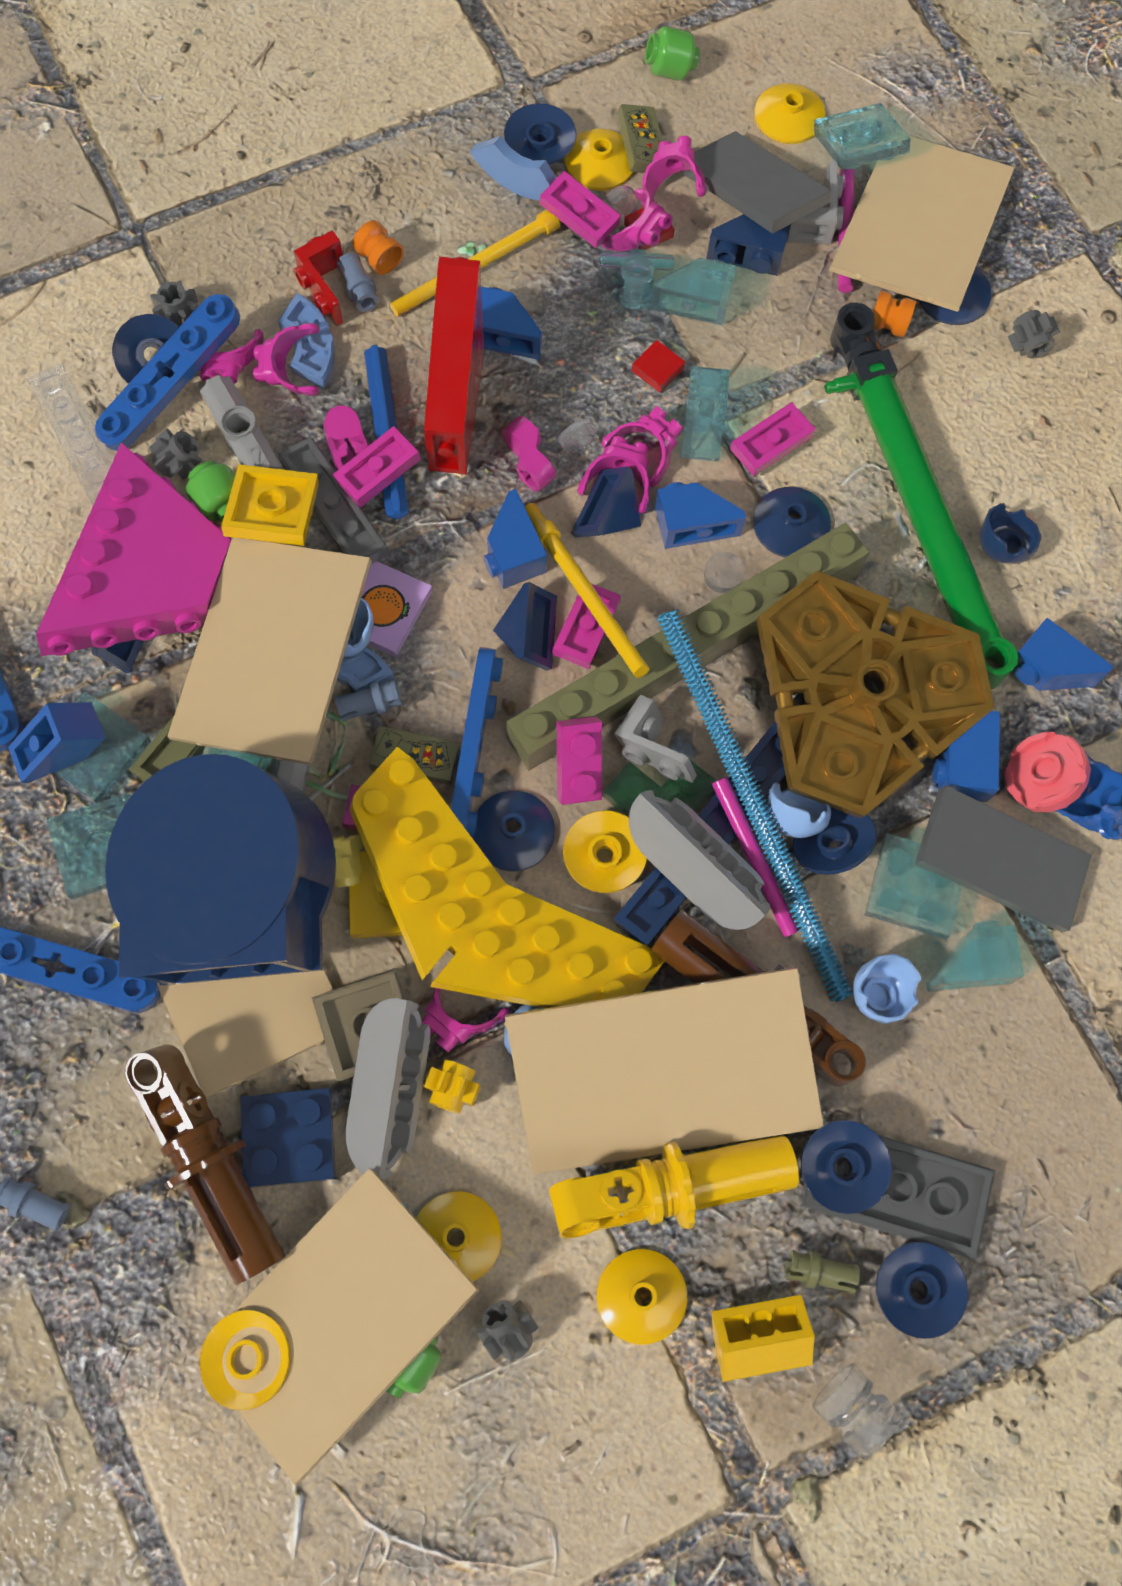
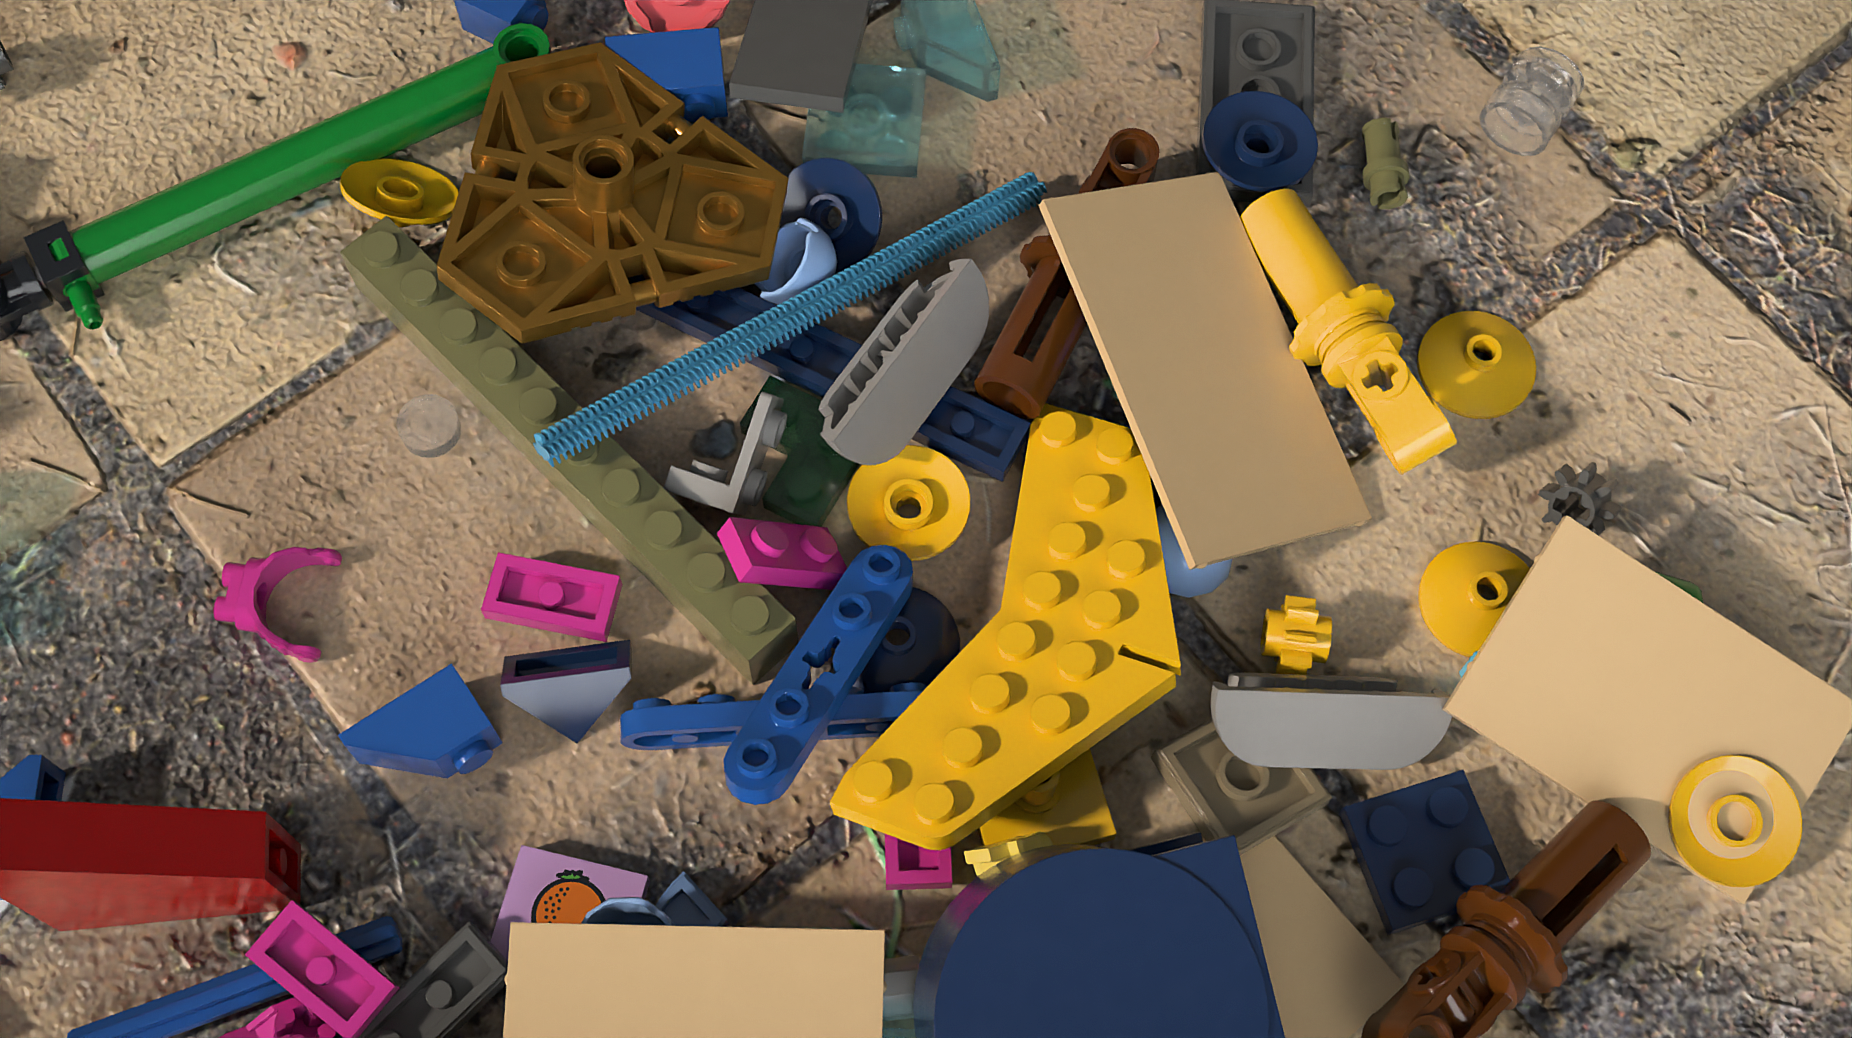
camera: 100 degrees left, 5 degrees down
(369, 700) = (734, 888): sand blue pin -> none
(433, 755) = (808, 830): olive tile -> none
(451, 1031) = (1217, 655): dark pink helmet -> none
(459, 737) = (790, 714): none -> blue piece
(533, 466) = (239, 749): dark pink piece -> none
(550, 539) = (507, 591): yellow bar -> none
(577, 436) = (218, 672): clear tile -> none
(610, 505) = (336, 607): dark blue slope -> none
(658, 366) = (67, 579): red tile -> none
(658, 427) = (194, 546): dark pink helmet -> none
(695, 515) = (340, 477): blue slope -> none
(705, 413) = (155, 488): clear light blue slope -> none
(755, 856) = (856, 316): dark pink bar -> none
(763, 1338) = (1482, 214): yellow brick -> none
(772, 439) = (192, 388): dark pink plate -> none
(787, 535) = (331, 370): dark blue dish -> none
(886, 988) = (1015, 134): light blue hair -> none
(897, 568) = (399, 190): none -> yellow dish
(944, 1292) = (1377, 38): dark blue dish -> none
(1009, 535) = (323, 60): dark blue hair -> none

